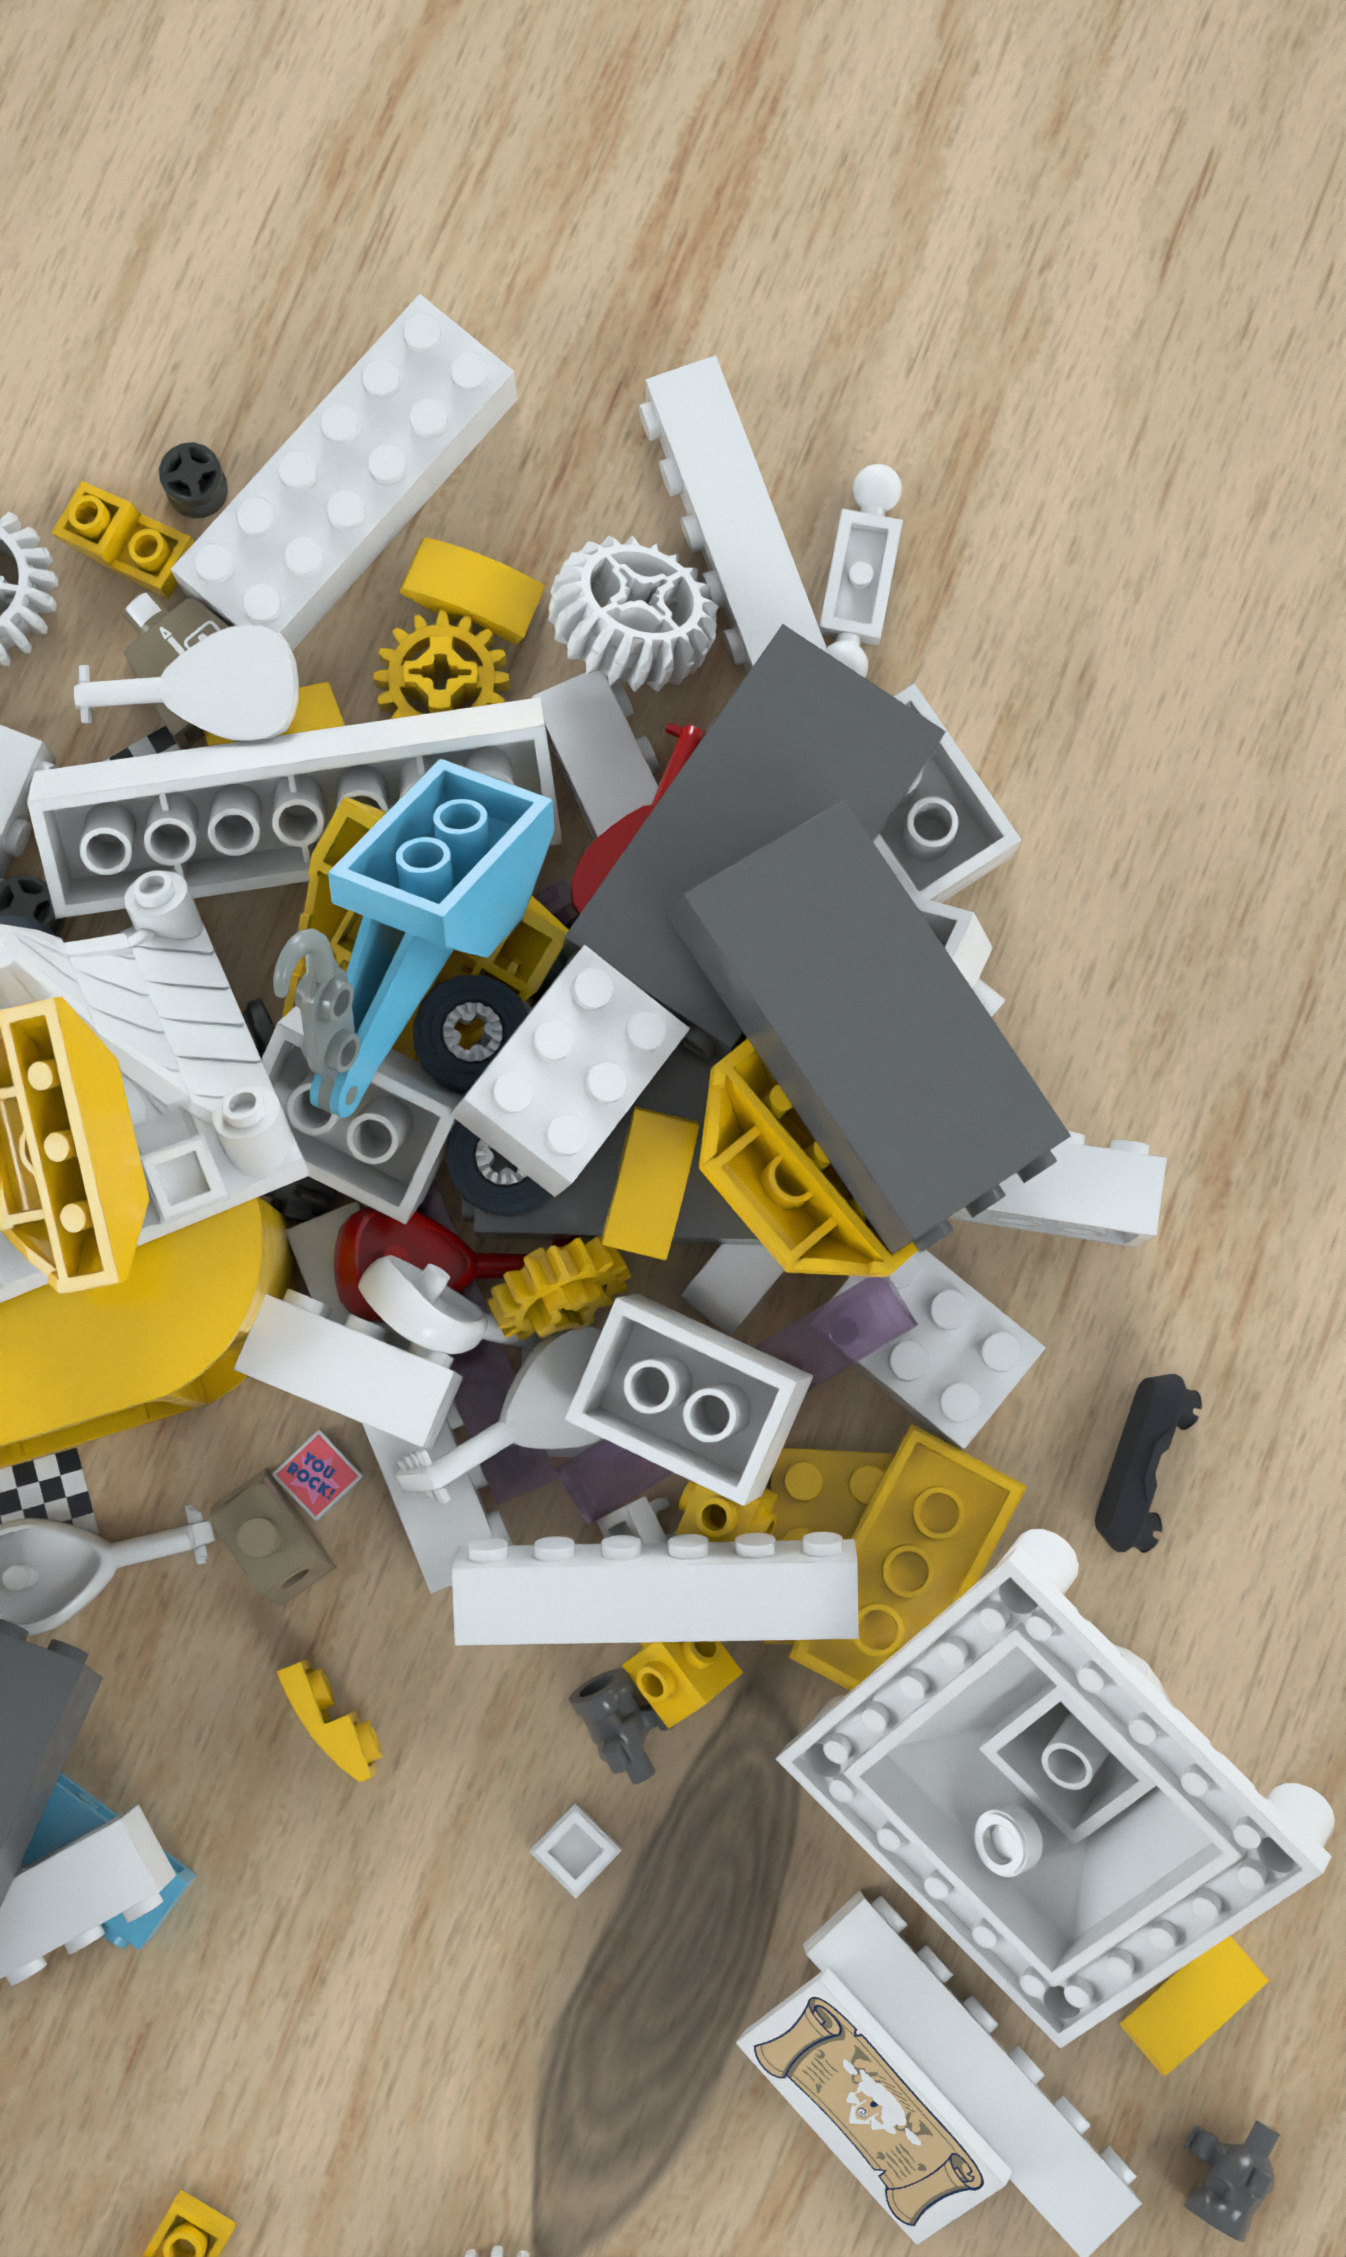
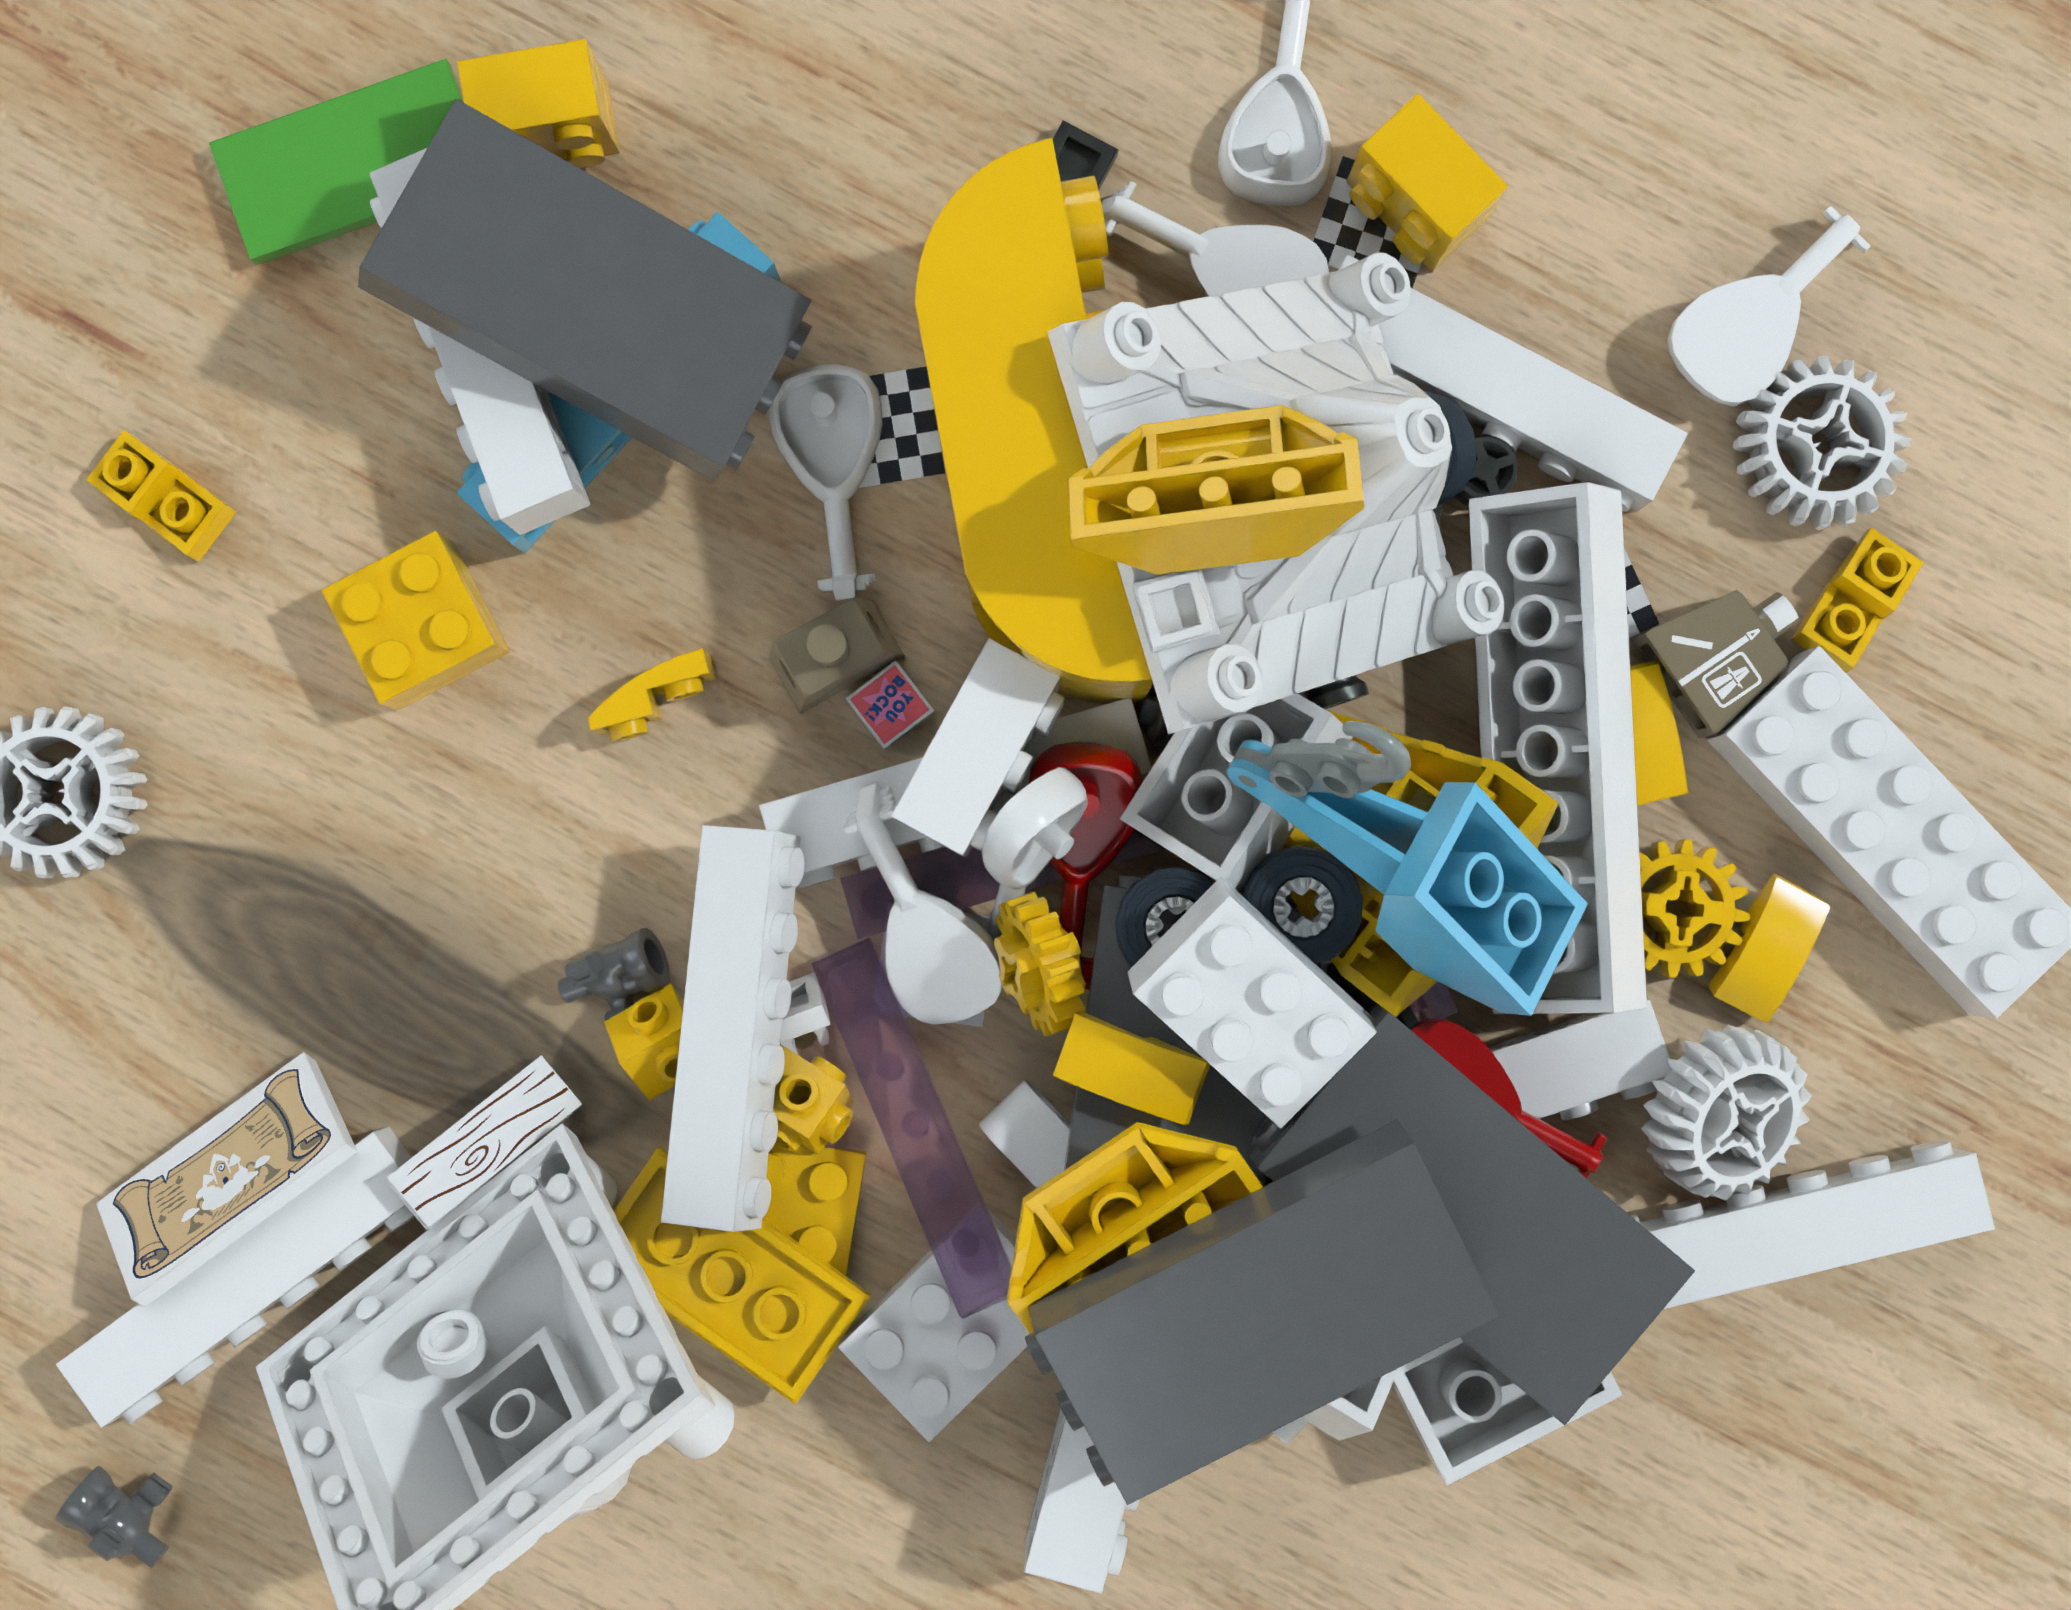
camera: 100 degrees right, 5 degrees up
(188, 466) = (1927, 671): pearl dark grey wheel -> none
(229, 684) = (1691, 693): white piece -> none
(276, 1978) = (415, 621): none -> yellow brick
(575, 1849) = (503, 917): white tile -> none
(688, 1398) = (915, 1081): white brick -> none
(805, 1838) = (483, 1142): none -> white tile
(862, 567) = (1754, 1353): white plate -> none
(1124, 1508) = (786, 1507): black piece -> none
(1193, 2004) = (270, 1497): yellow slope -> none

